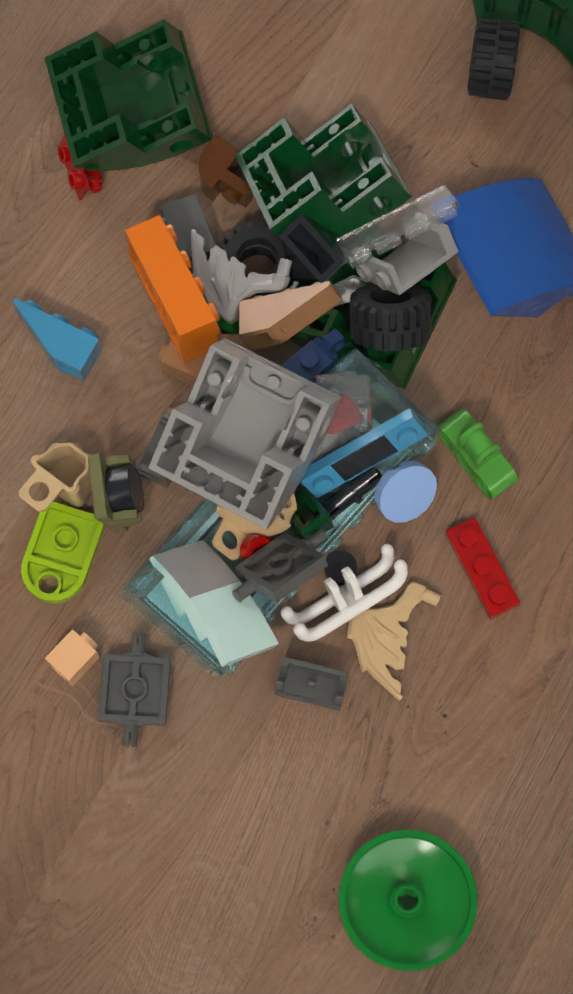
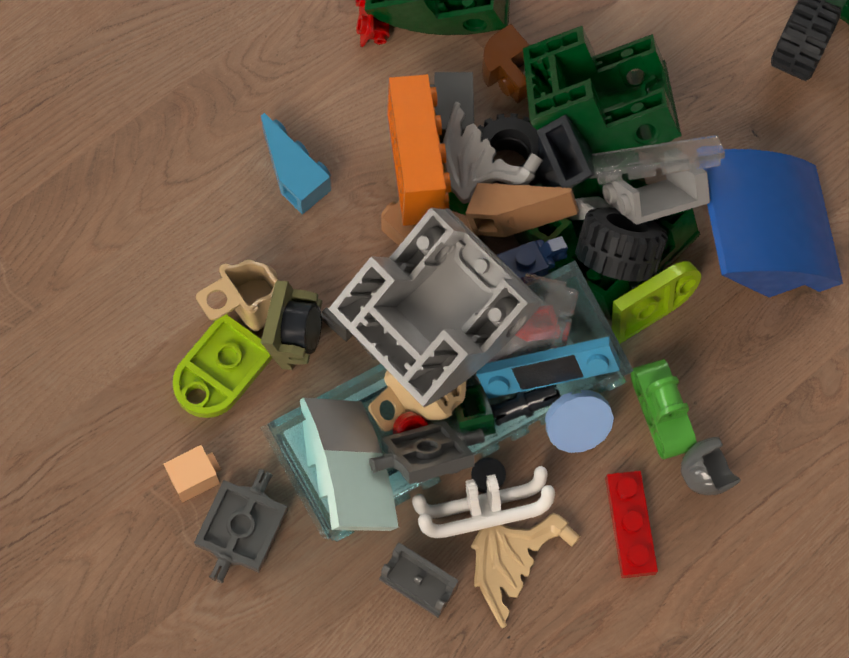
camera: 15 degrees right, 5 degrees down
(435, 356) = (653, 299): none -> lime tile
(533, 495) = (707, 469): none -> dark grey hair

